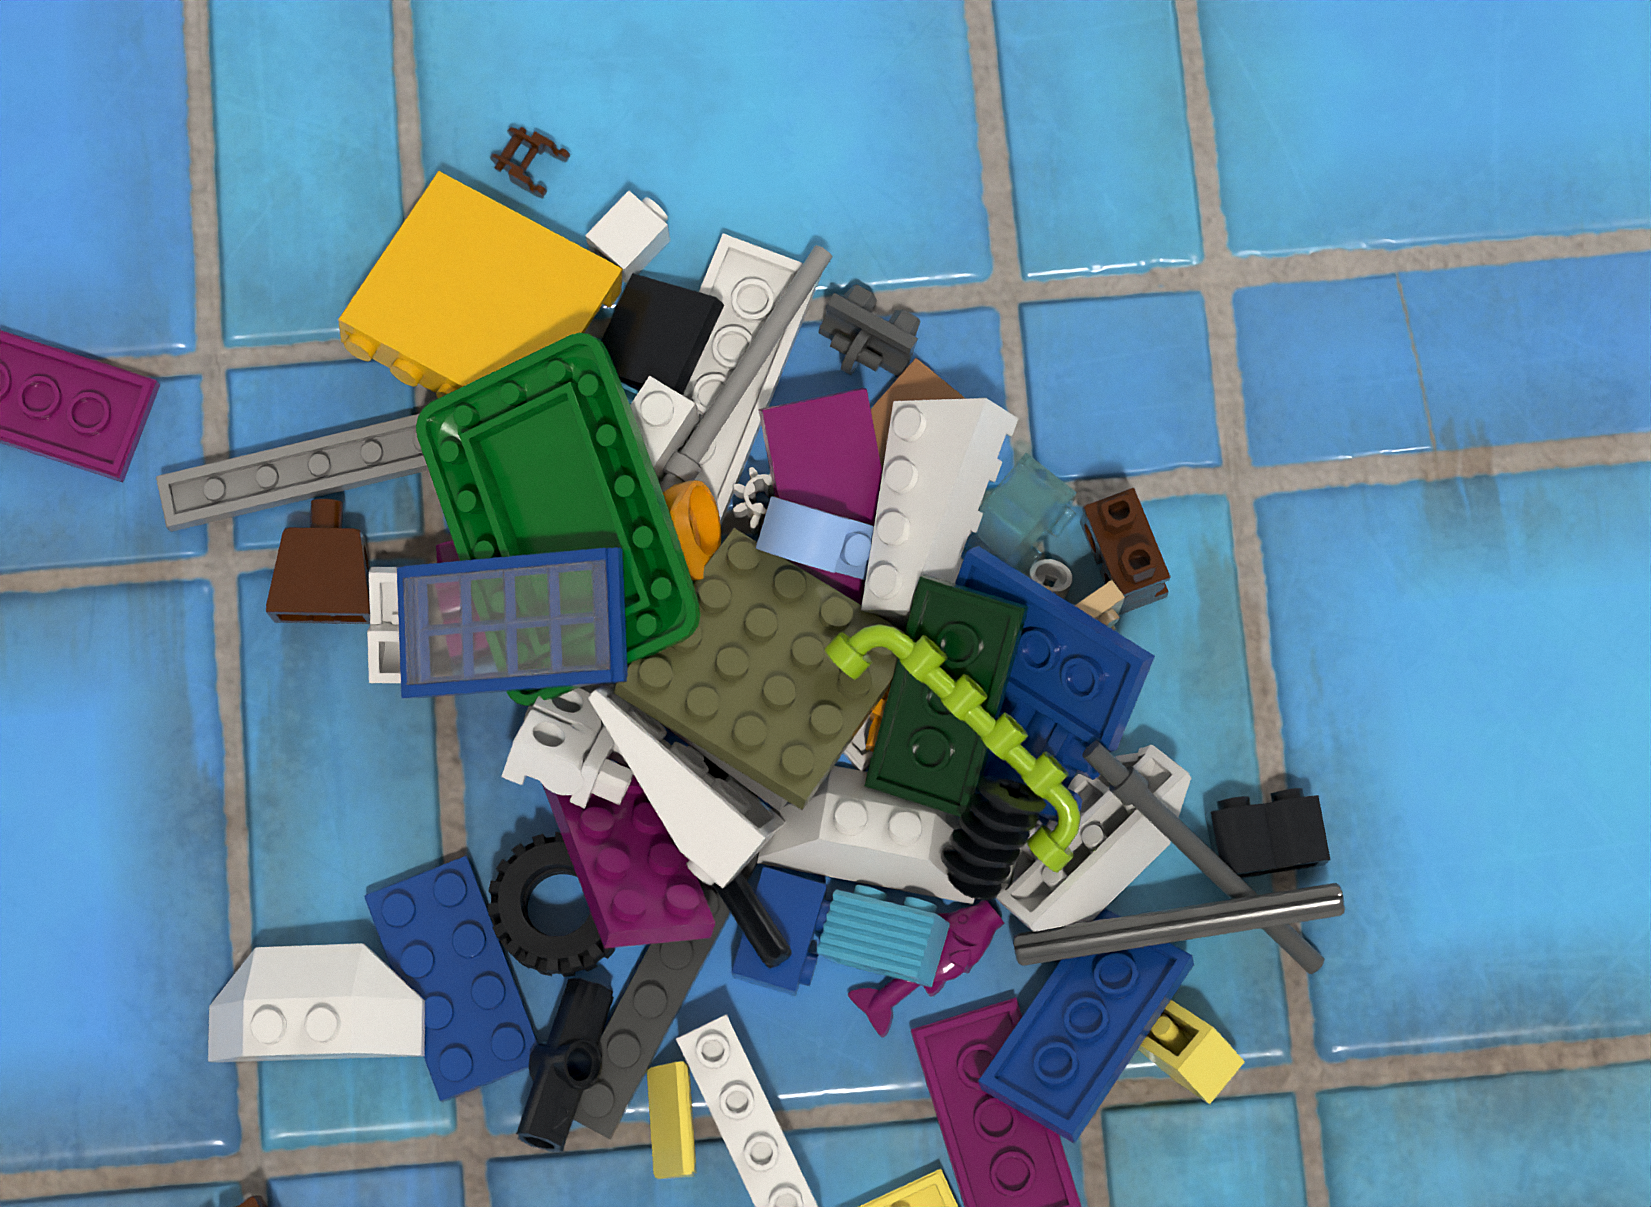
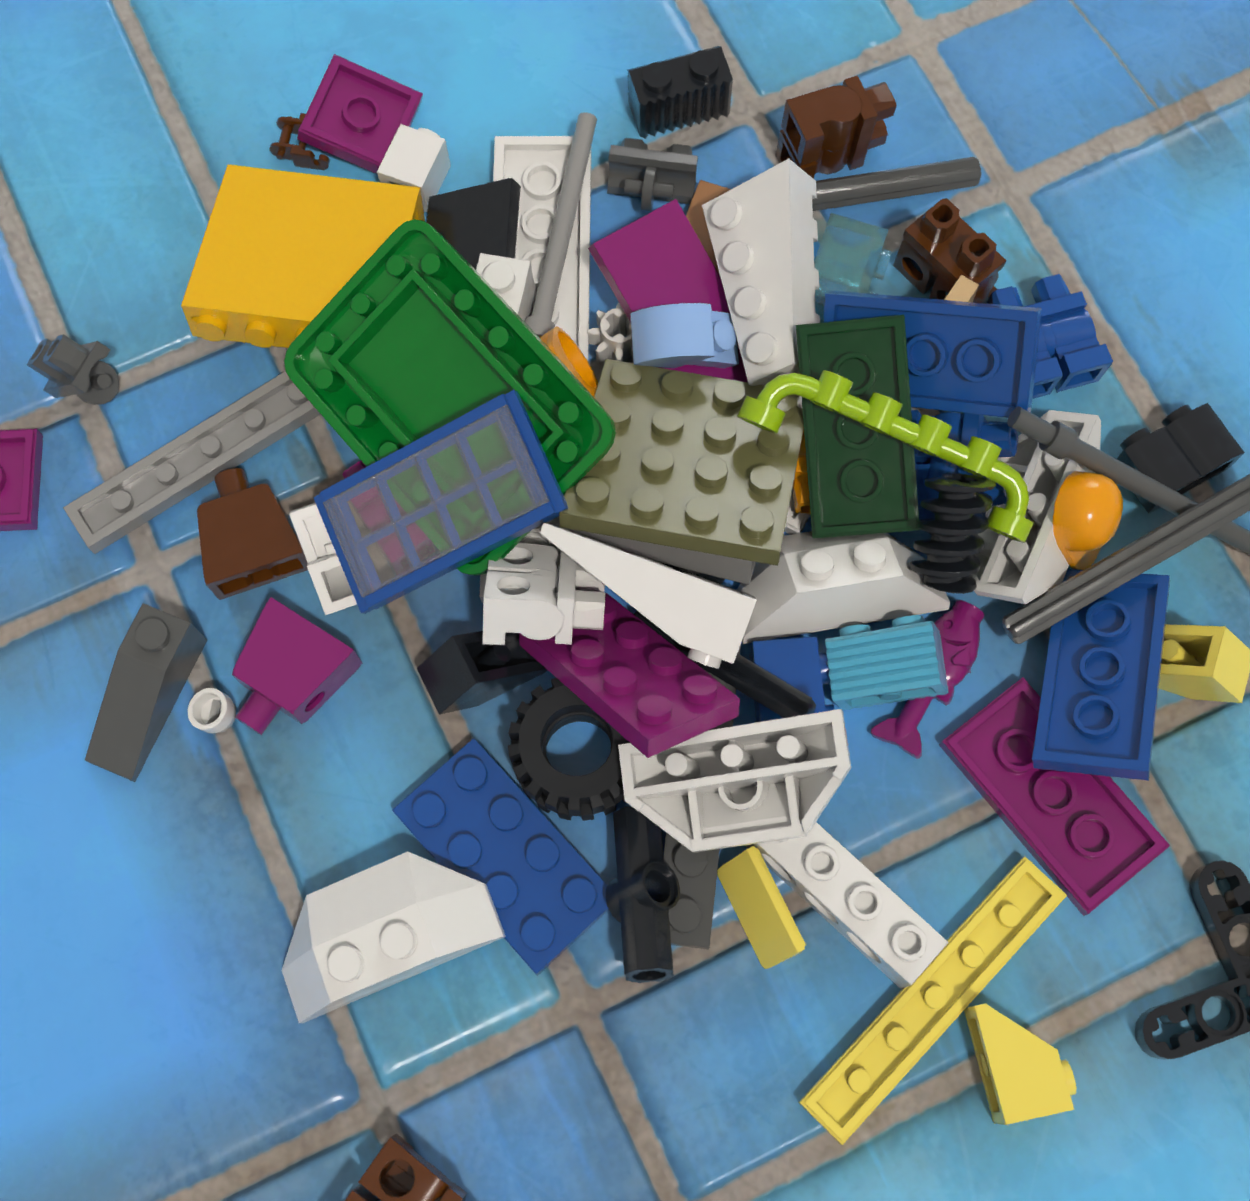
camera: 20 degrees left, 5 degrees down
(171, 691) = (143, 690): none -> dark grey slope
(213, 337) = (75, 370): none -> dark grey hips
(222, 732) = (205, 710): none -> white hinge
(316, 721) = (289, 667): none -> magenta torso
(478, 794) = (471, 673): none -> black slope
(594, 155) = (357, 113): none -> magenta tile
(687, 1000) = (741, 781): none -> white wedge
(933, 253) = (680, 91): none -> black brick
(1068, 361) = (835, 126): none -> reddish brown hips
(1110, 433) = (897, 183): none -> dark grey axle
(1133, 867) = (1086, 516): none -> light orange cap
(1193, 658) = (1067, 337): none -> blue hips

